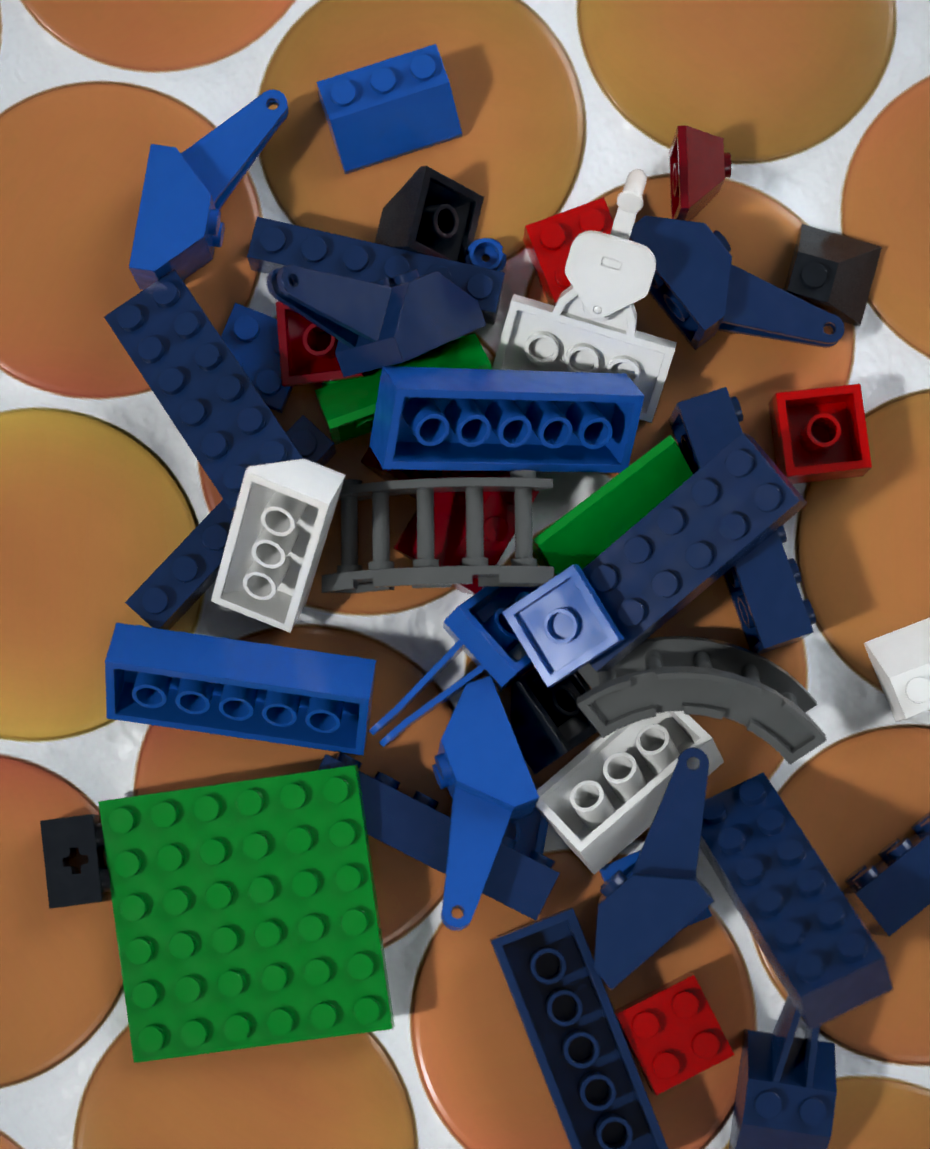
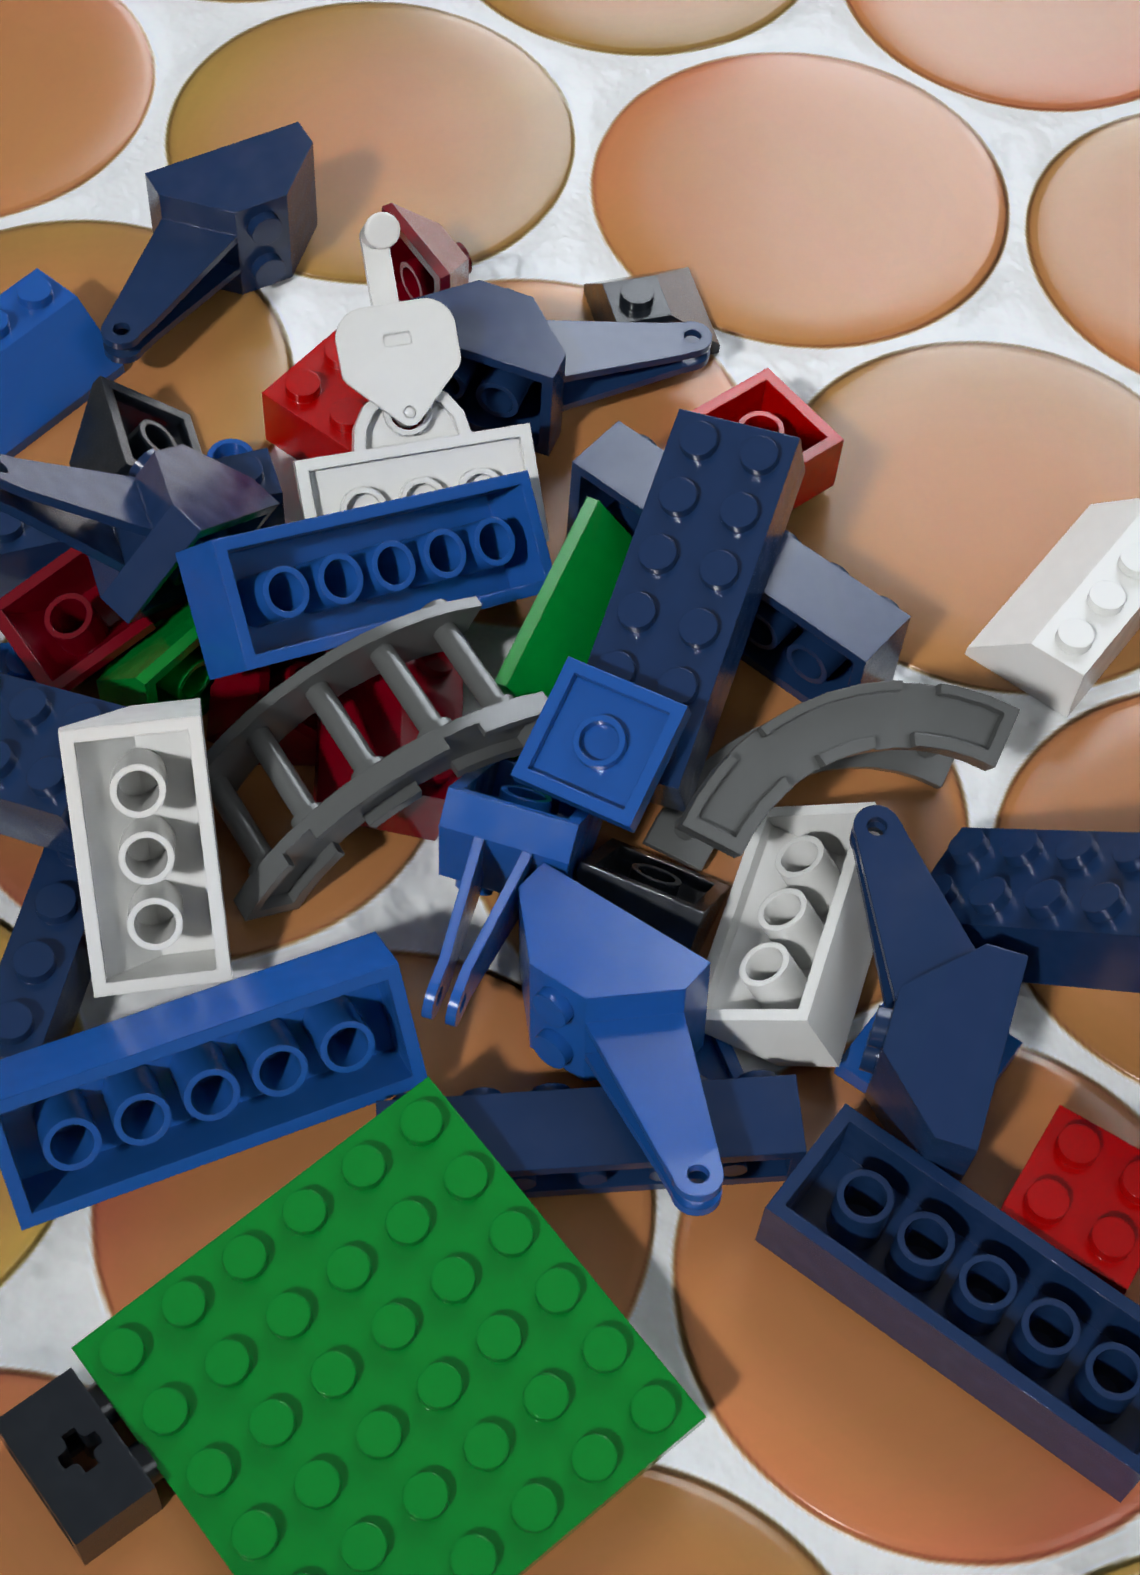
camera: 30 degrees left, 25 degrees down
(574, 63) = (217, 224): none -> dark blue slope

